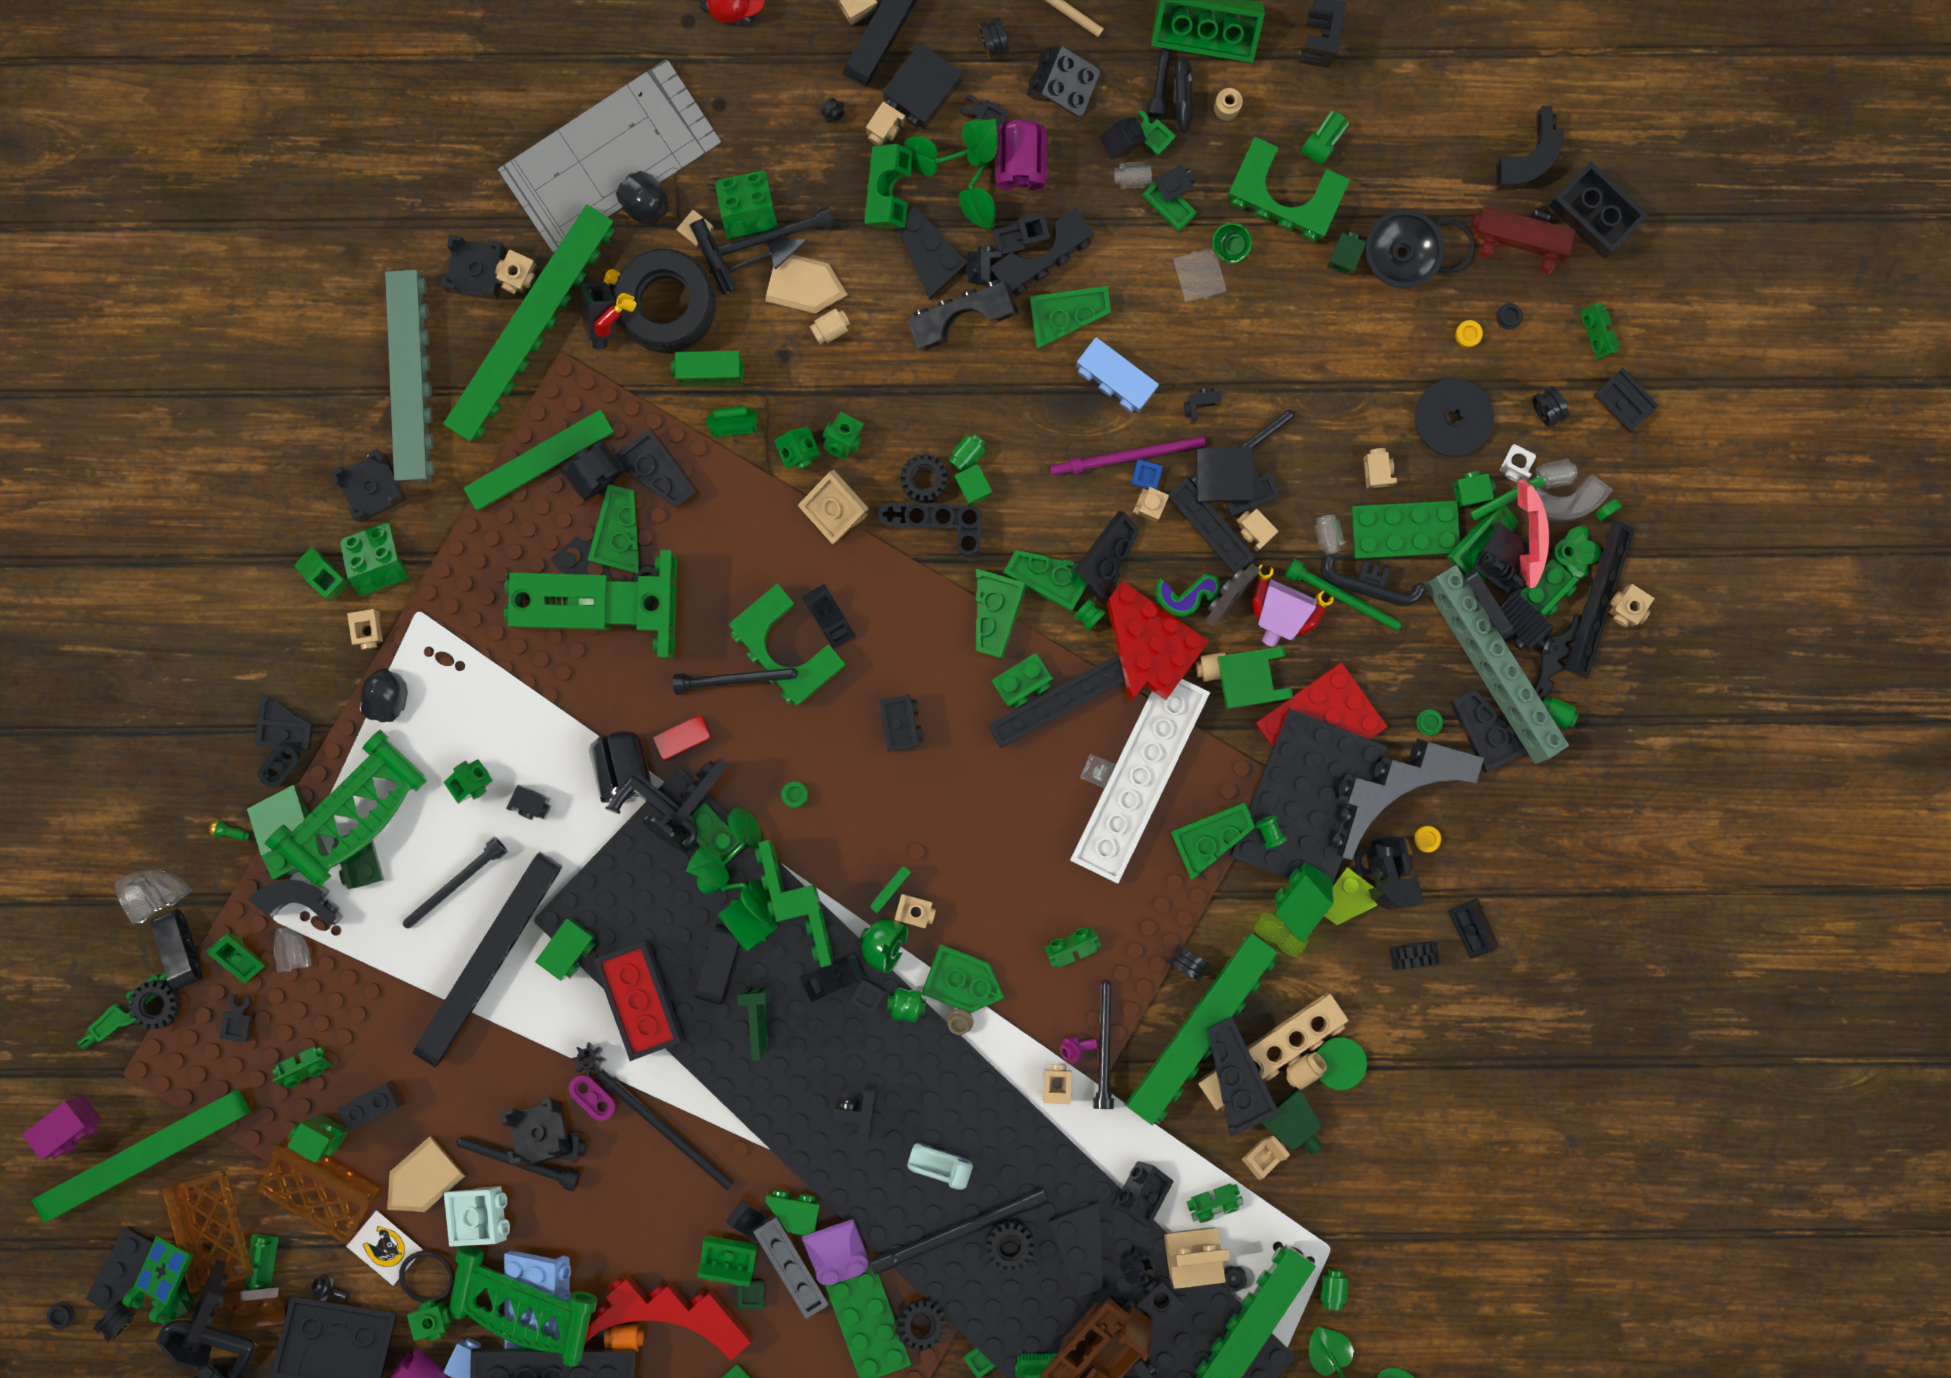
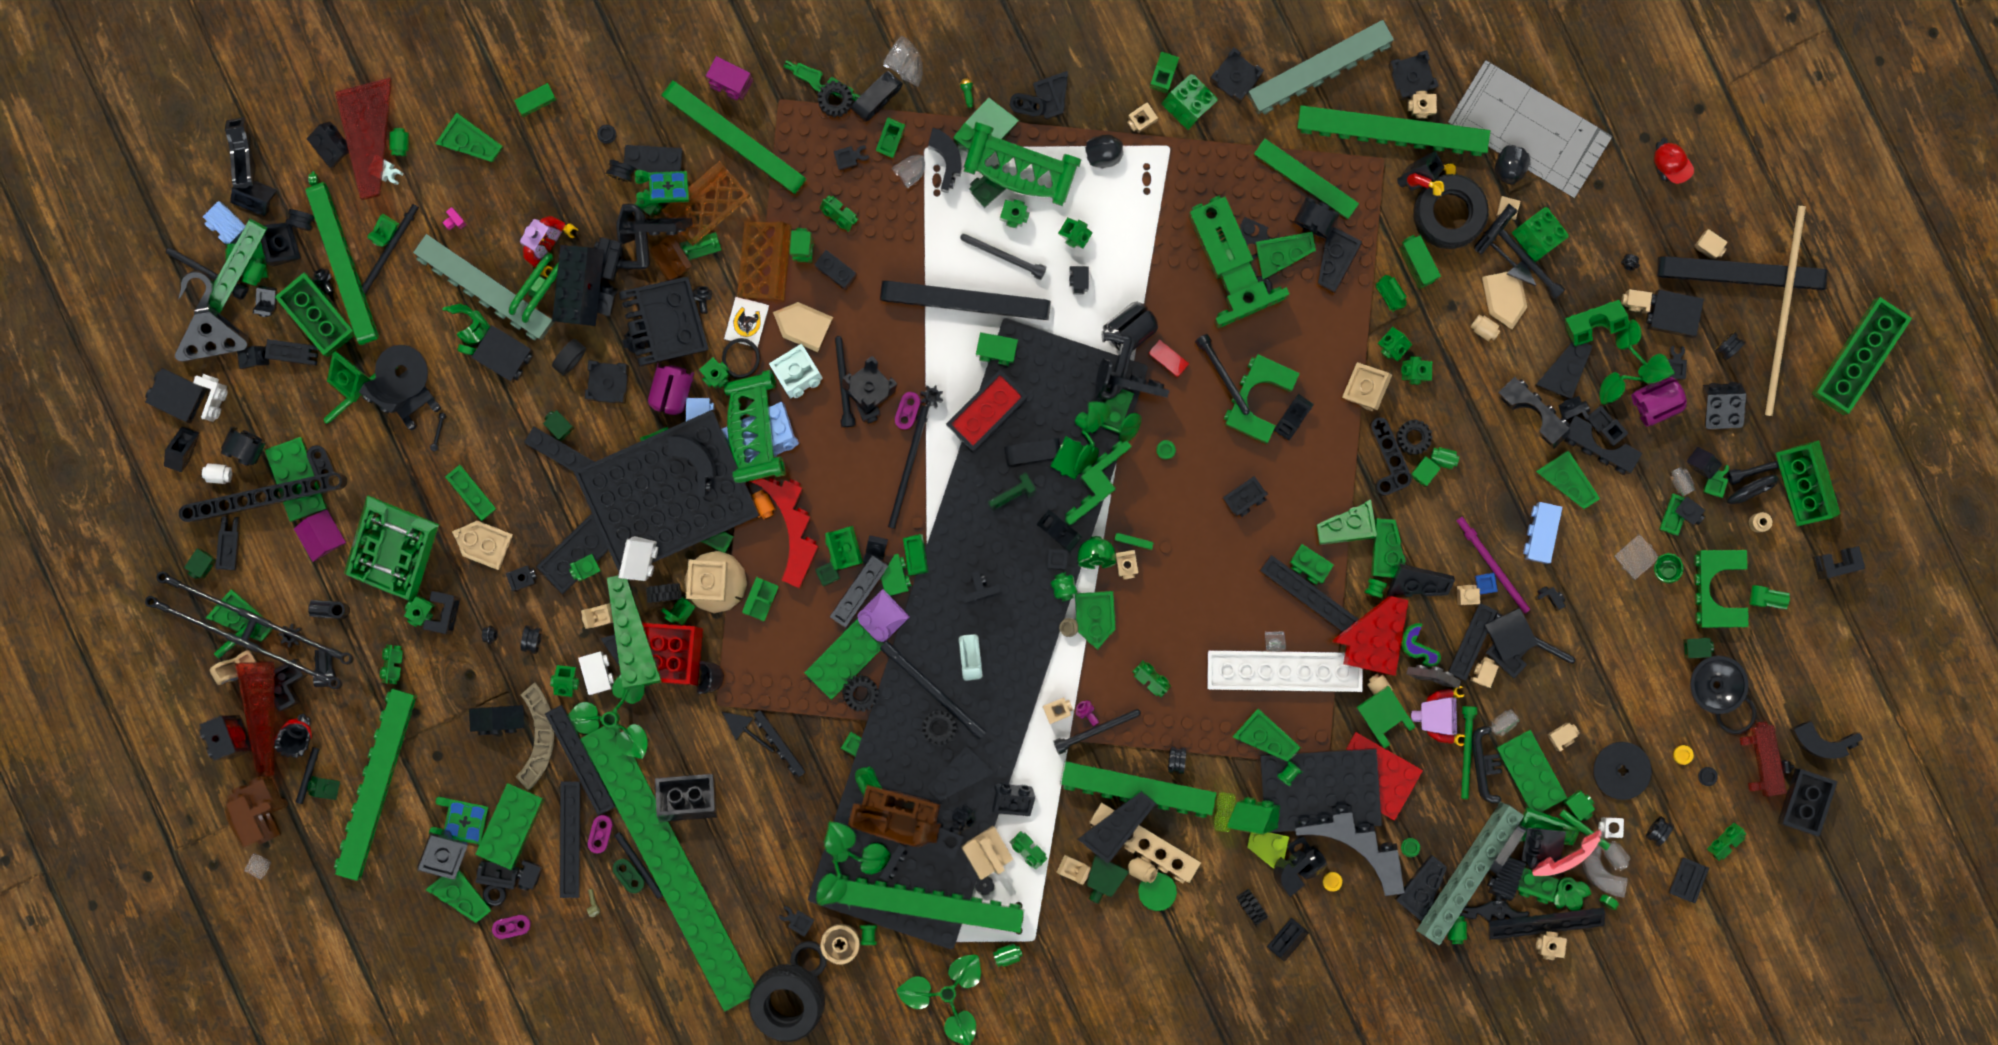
camera: 70 degrees right, 0 degrees up
(398, 850) = (1010, 207): none -> green brick
(778, 1172) = (915, 555): none -> green tile

